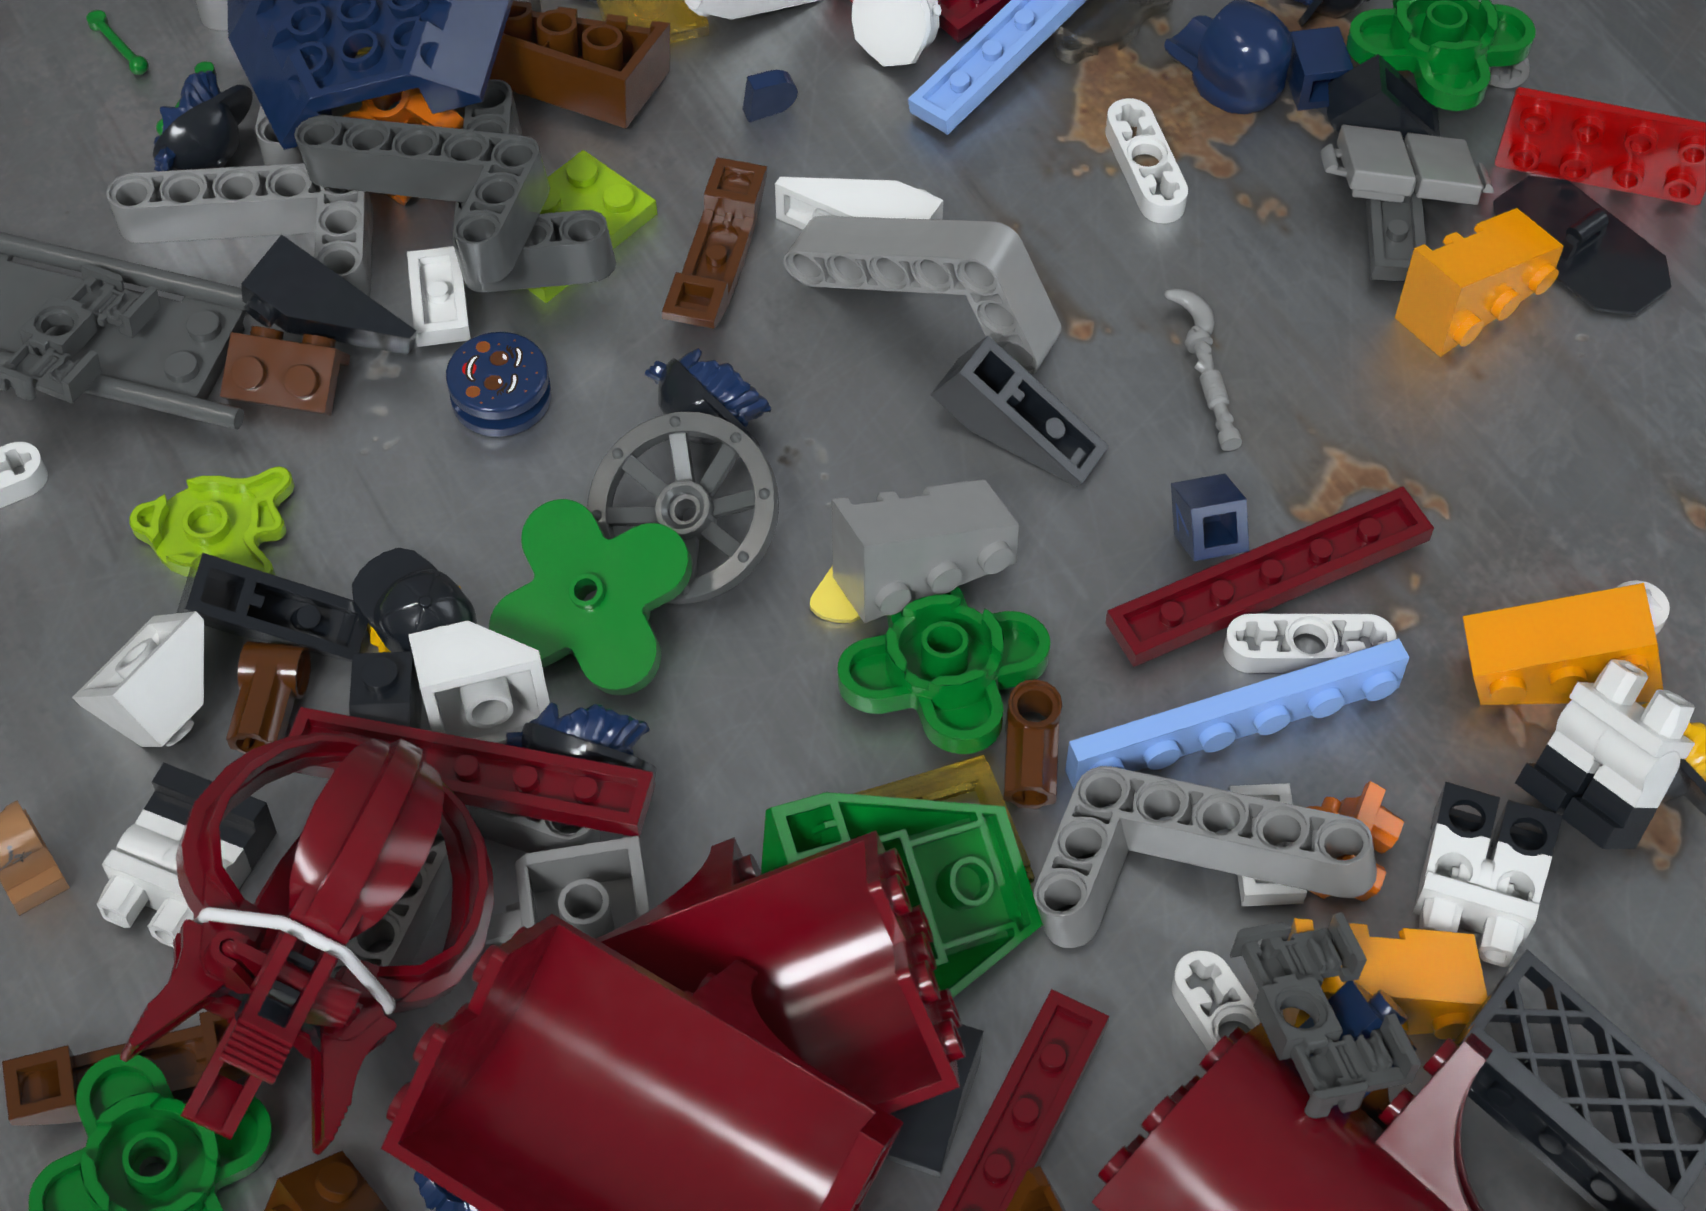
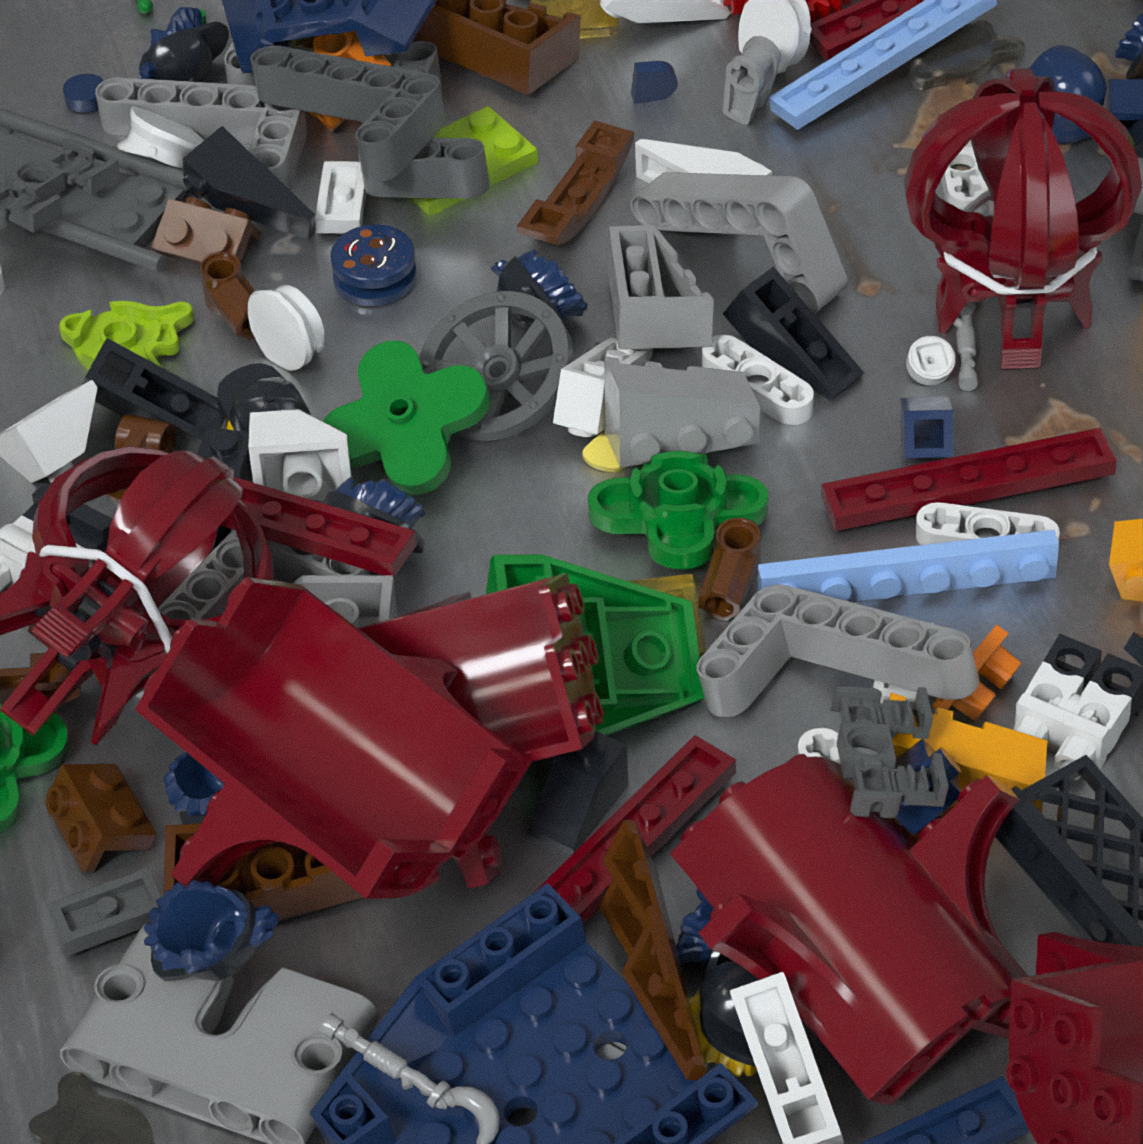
camera: 15 degrees right, 10 degrees down
(87, 190) = (80, 92): none -> dark blue tile
(202, 249) = (159, 138): none -> white hat
(338, 452) = (227, 291): none -> reddish brown piece
(416, 490) = (285, 326): none -> white hat
(804, 511) = (582, 388): none -> white slope
(845, 384) = (653, 295): none -> light grey wedge
(886, 80) = (750, 79): none -> light grey piece
(978, 452) = (793, 390): none -> white beam
(1183, 421) = (930, 360): none -> white tile
(1267, 280) = (1035, 238): none -> dark red piece

